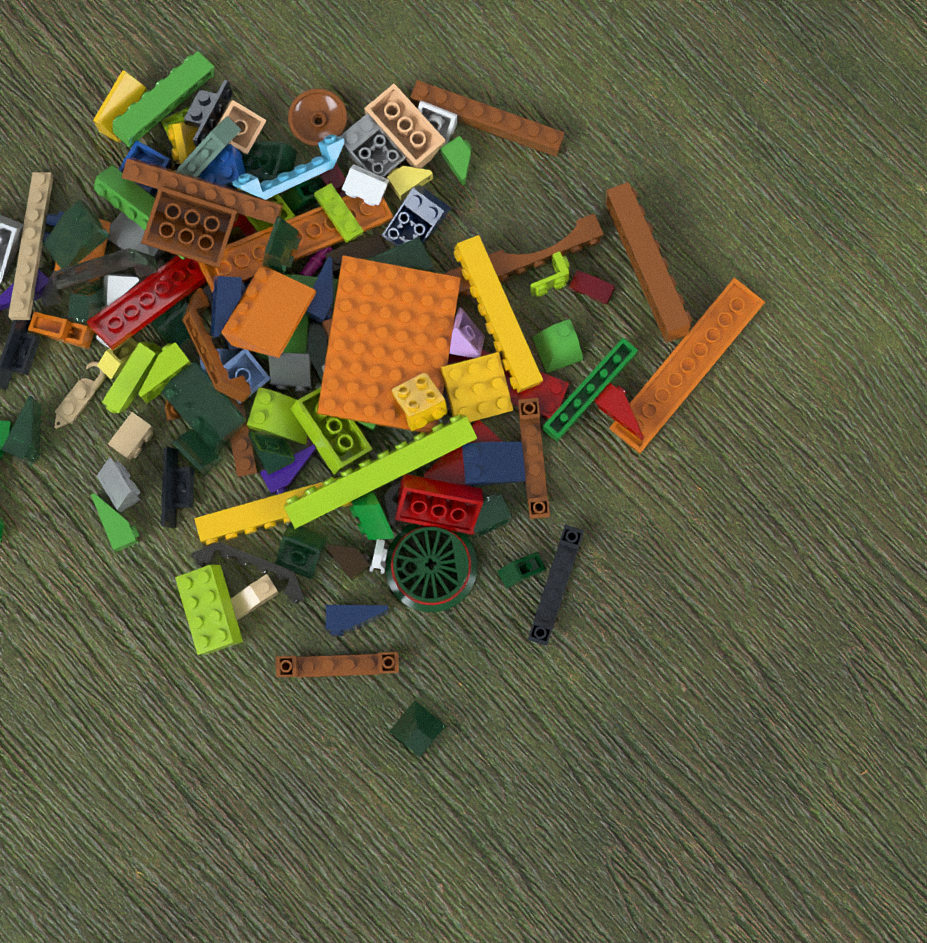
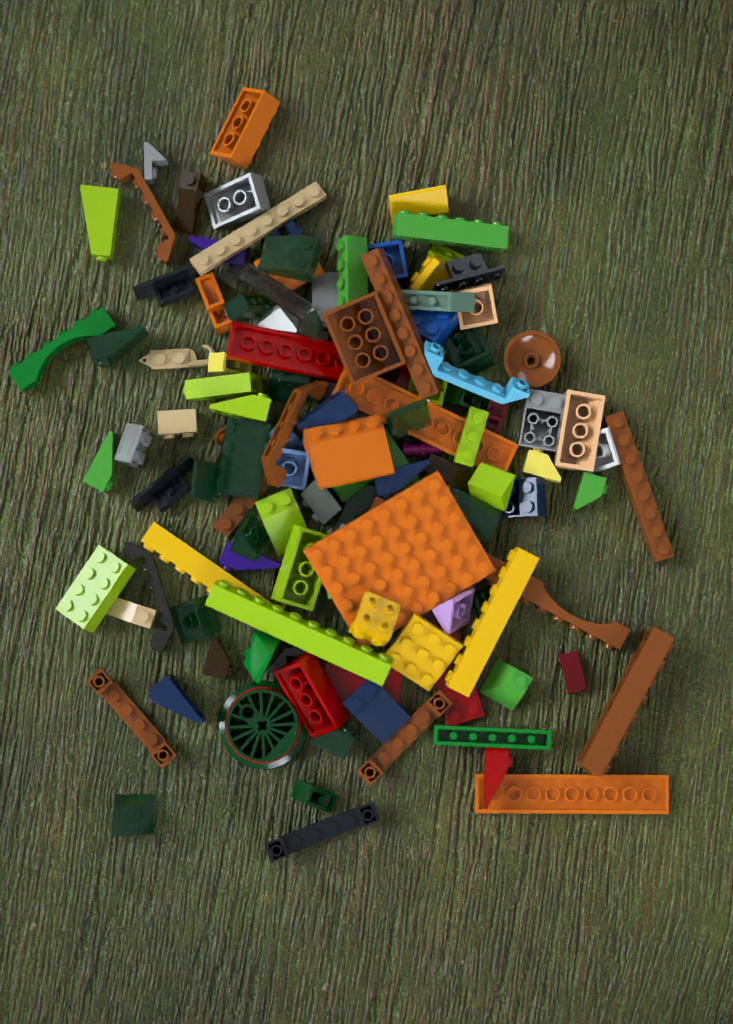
camera: 45 degrees right, 5 degrees up
(365, 185) = (508, 439): white brick -> none
(379, 557) = (236, 682): white plate -> none
(391, 228) = (492, 485): none -> lime slope
(473, 313) = (480, 597): none -> dark green arm
(555, 281) = (567, 638): lime bracket -> none

